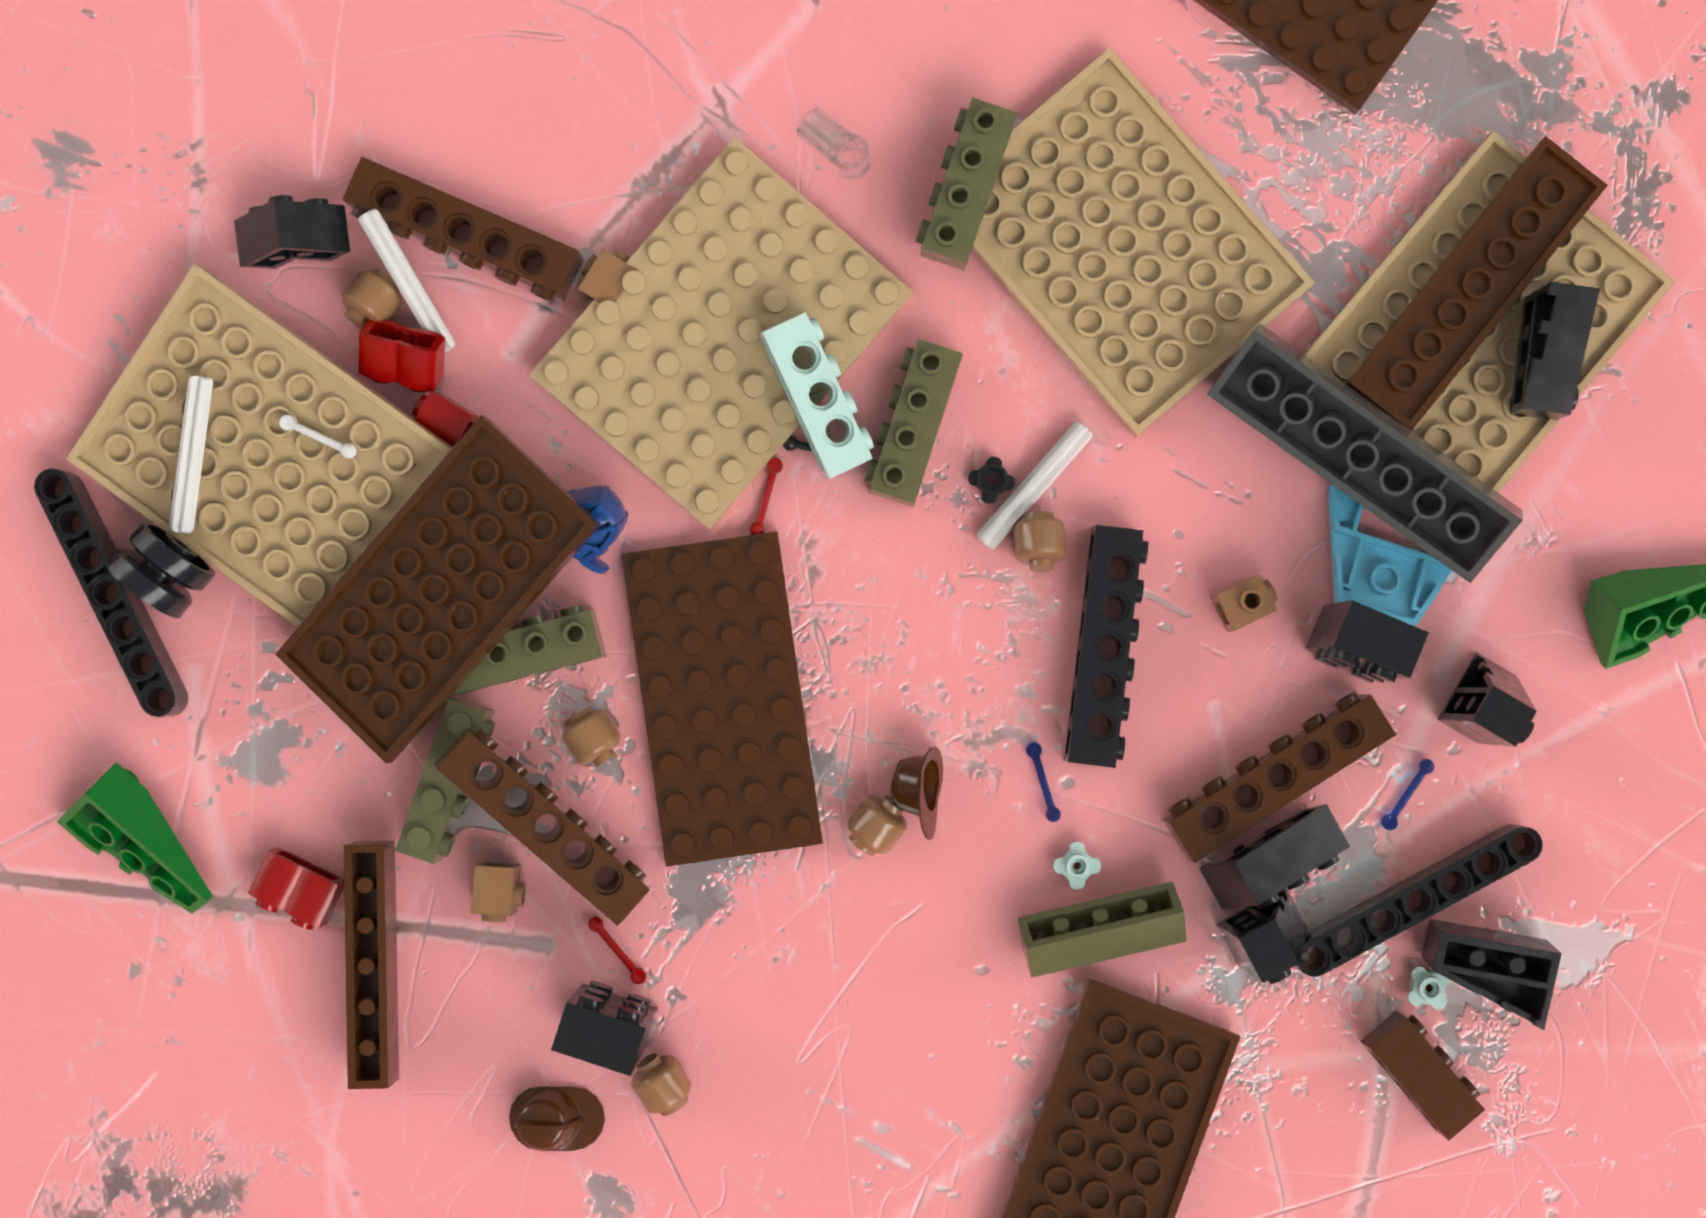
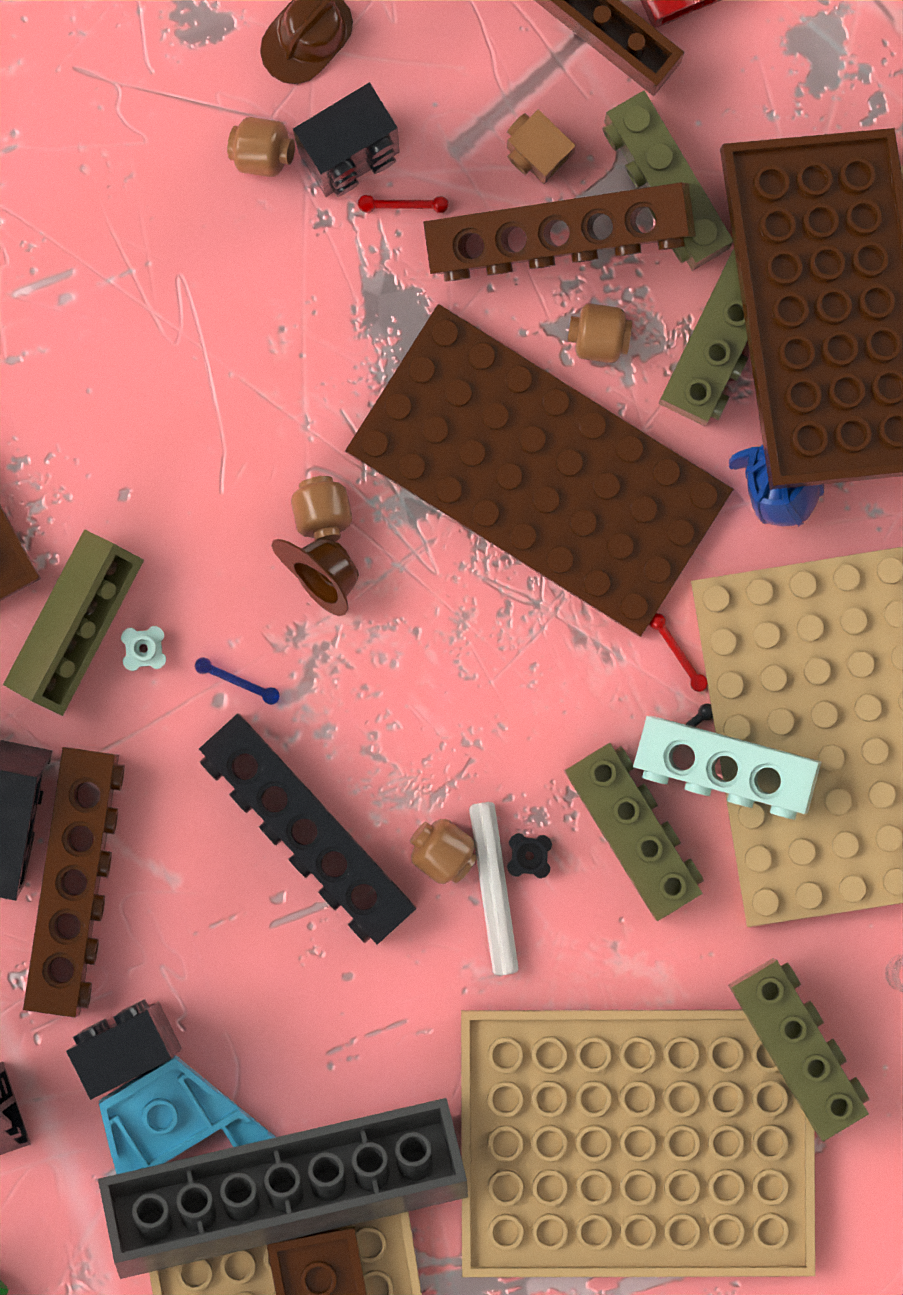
camera: 130 degrees right, 0 degrees up
(1245, 602) = (241, 981): medium nougat brick -> none

